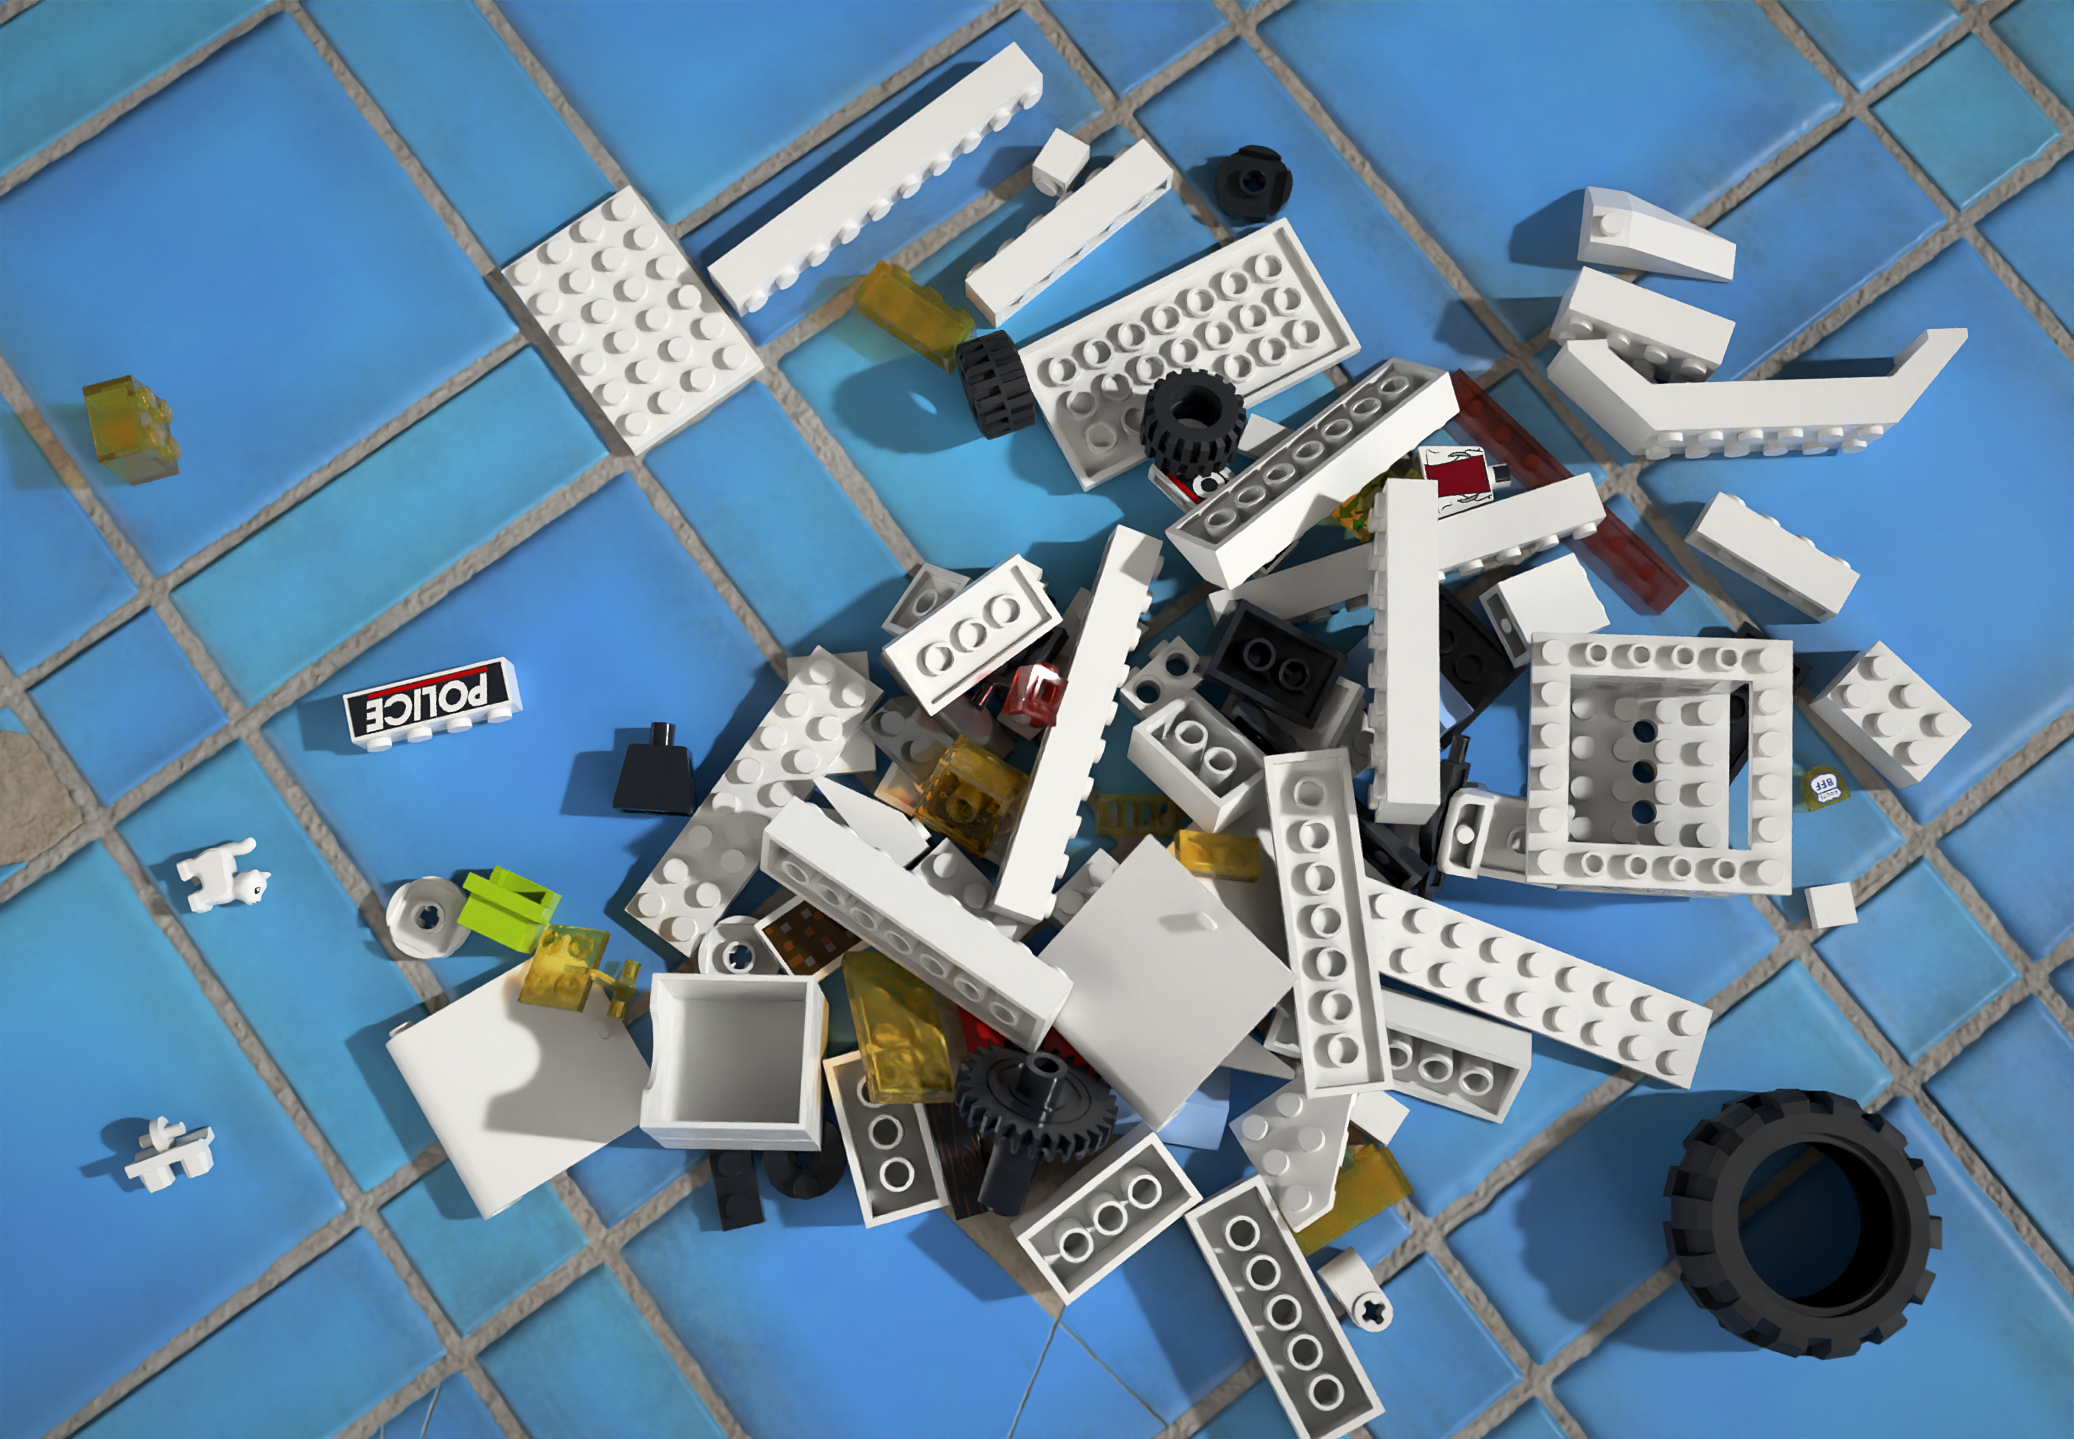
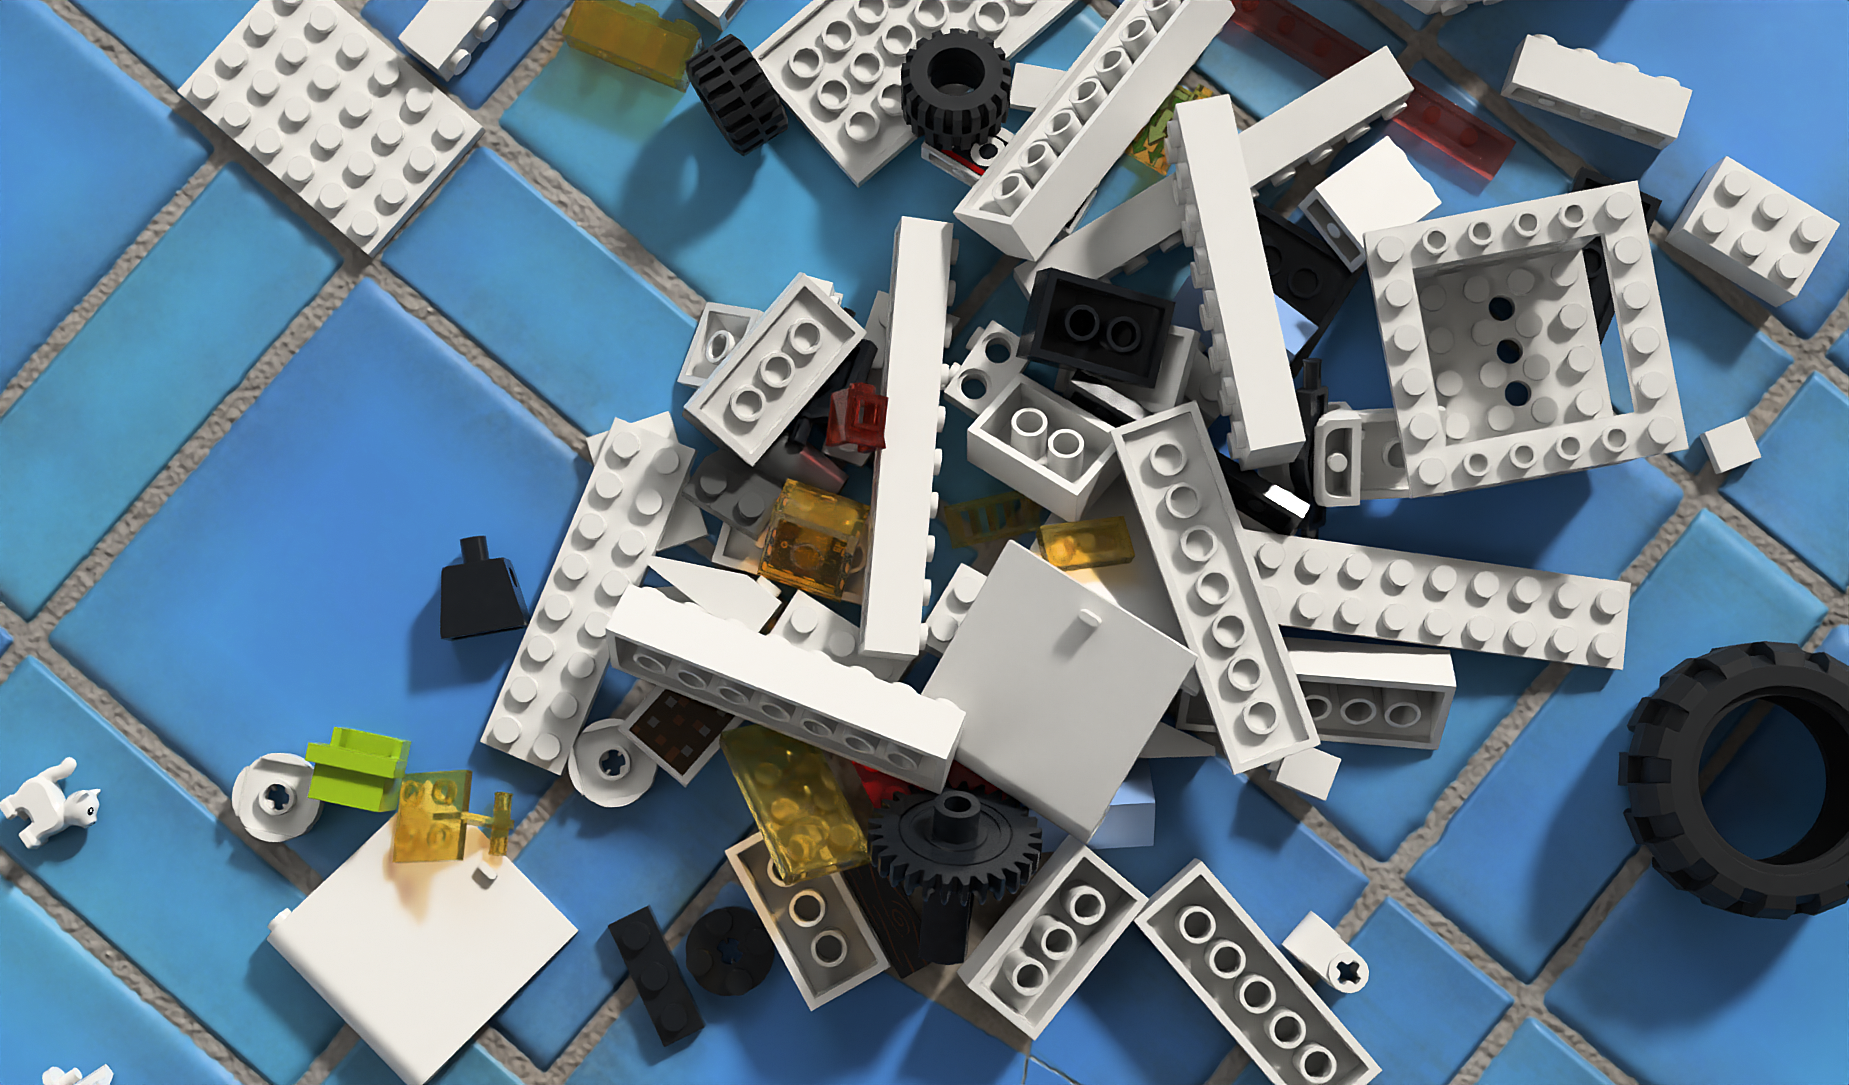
camera: 10 degrees left, 5 degrees up
(433, 704) = (224, 573): brick -> none
(736, 1062) = (635, 874): white piece -> none
(1297, 1148) = (1234, 826): white plate -> none
(1362, 1191) = (1292, 864): clear yellow brick -> none
(1462, 476) = (1252, 80): torso -> none
(1822, 787) = (1697, 324): tile -> none

